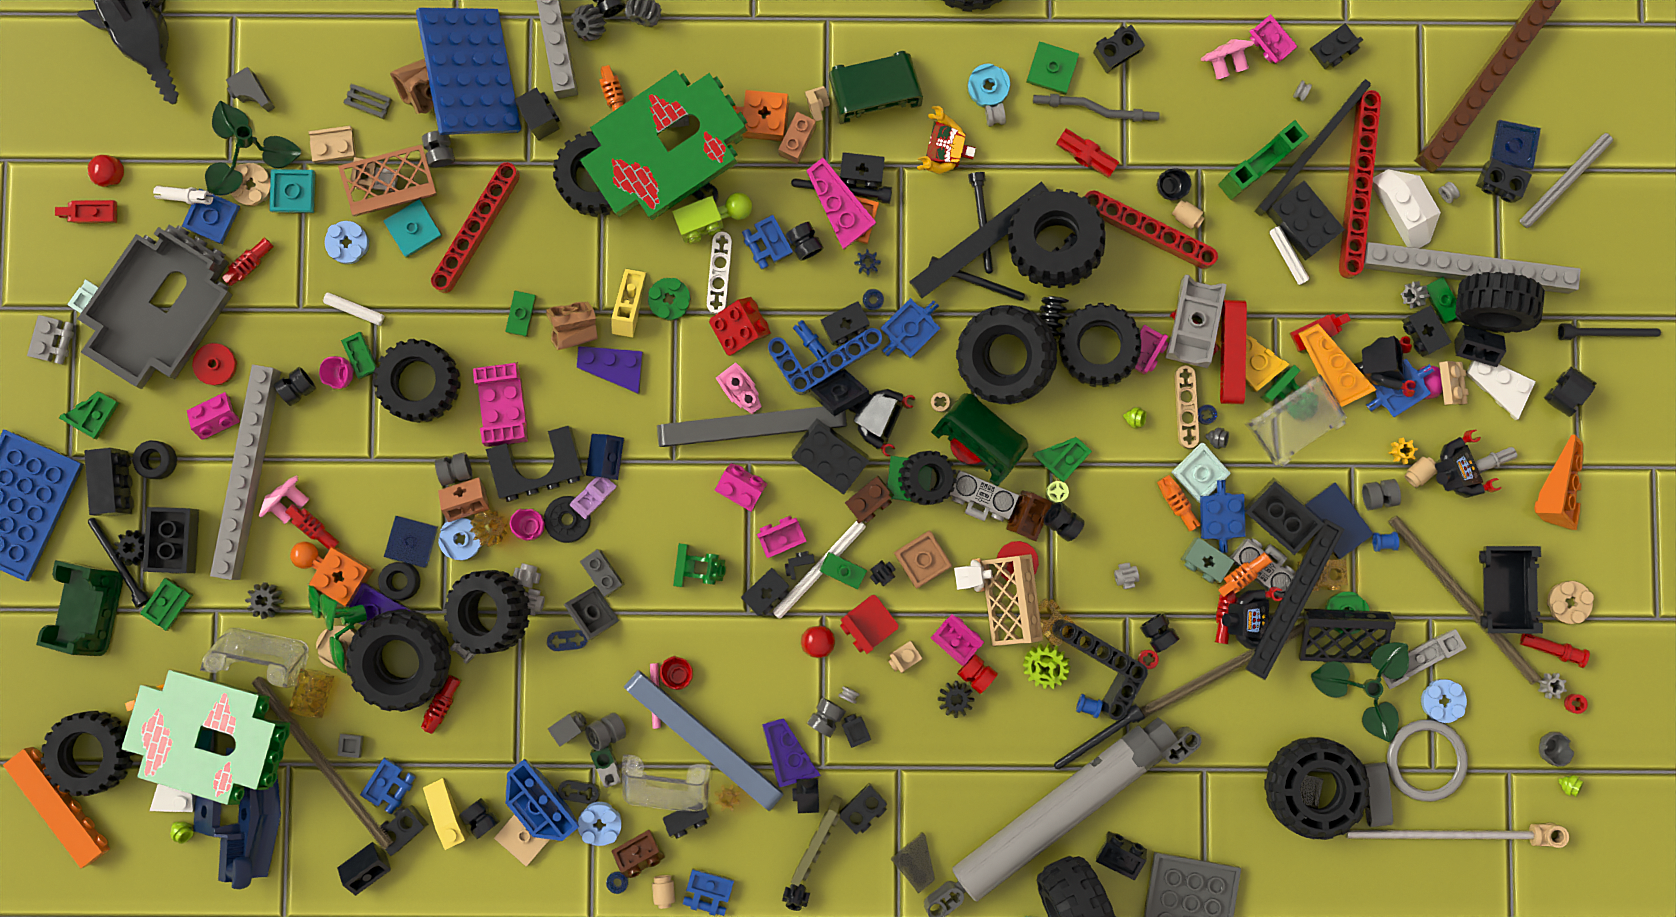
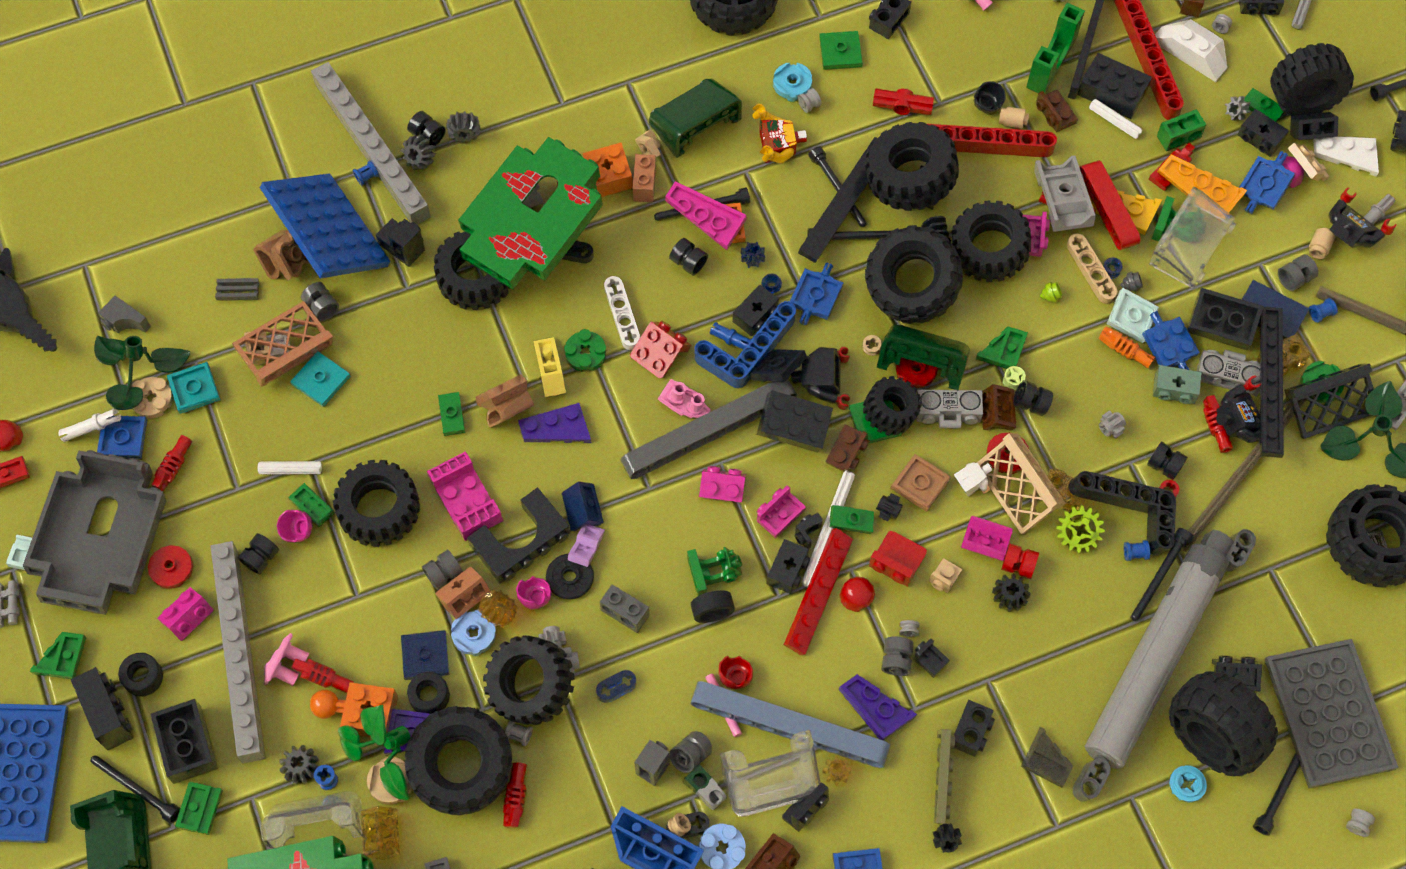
camera: 20 degrees left, 20 degrees down
(125, 544) = (147, 773): black gear -> none
(276, 622) = (322, 771): none -> blue bush
(332, 144) = (216, 336): tan plate -> none
(338, 233) = (258, 402): light blue plate -> none
(475, 217) = (380, 364): red beam -> none
(534, 21) = (365, 173): none -> blue bush
(564, 789) = (679, 824): none -> tan bush
(591, 613) = (628, 651): dark grey slope -> none
(611, 88) = (457, 196): orange hinge -> none
(680, 605) = (712, 606): none -> black tyre
(705, 218) = (590, 265): lime brick -> none
(773, 239) = (659, 267): blue plate -> none
(783, 626) = (818, 592): none -> red plate
(807, 795) = (913, 734): black brick -> none
(872, 166) = (714, 181): black brick -> none
(1136, 115) = (929, 59): dark grey bar -> none
(1235, 222) = (1056, 110): none -> reddish brown bracket
(1244, 574) = (1216, 377): orange hinge -> none
(1345, 297) = (1181, 130): none -> green brick
(1384, 363) = (1243, 167): black torso -> none
(1403, 456) = (1296, 232): yellow gear -> none
(1459, 266) = (1255, 74): light grey brick -> none

